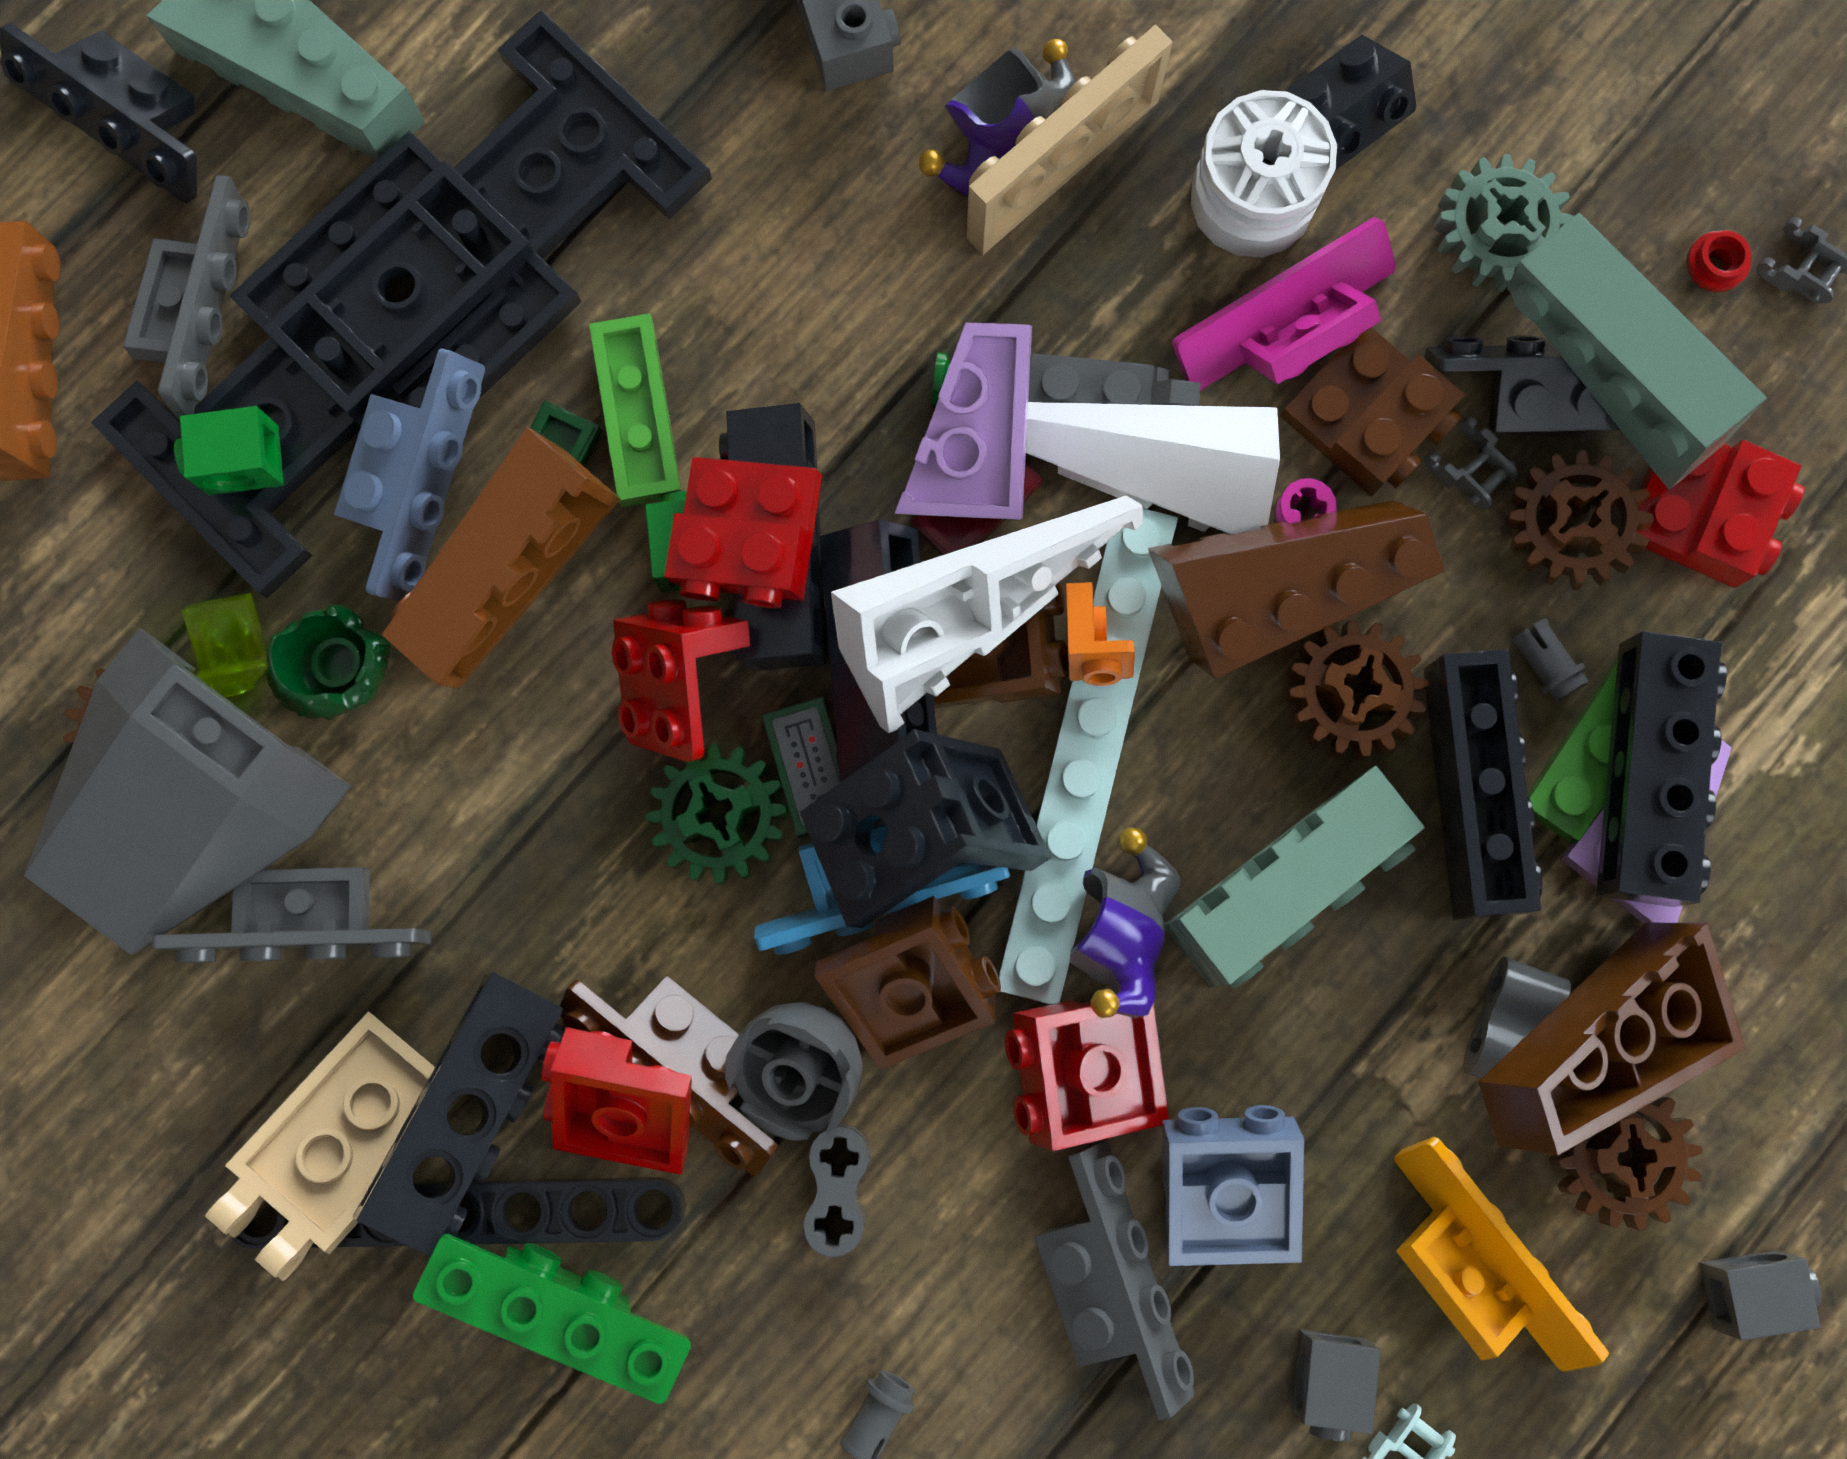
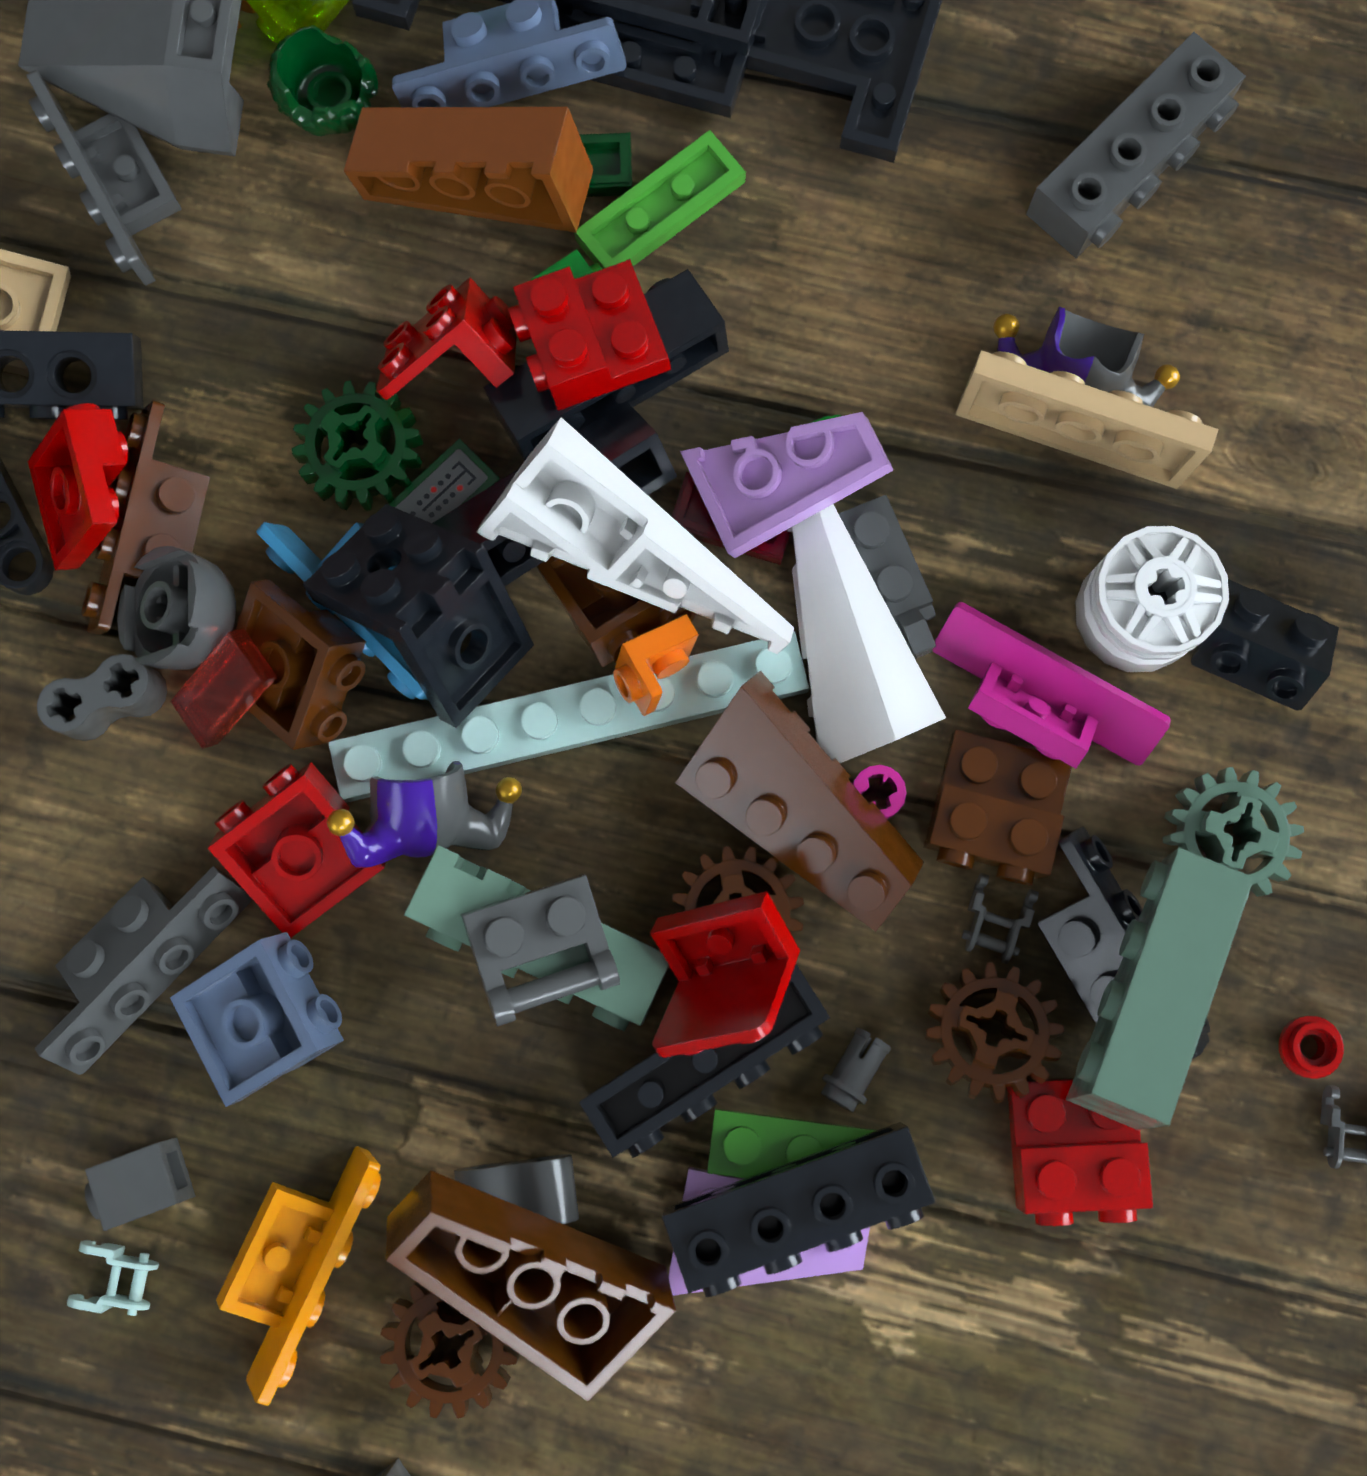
camera: 65 degrees right, 0 degrees up
(895, 1062) = (223, 688): none -> clear red tile
(1298, 874) = (533, 928): none -> dark grey plate
(1432, 721) = (730, 973): none -> red bracket

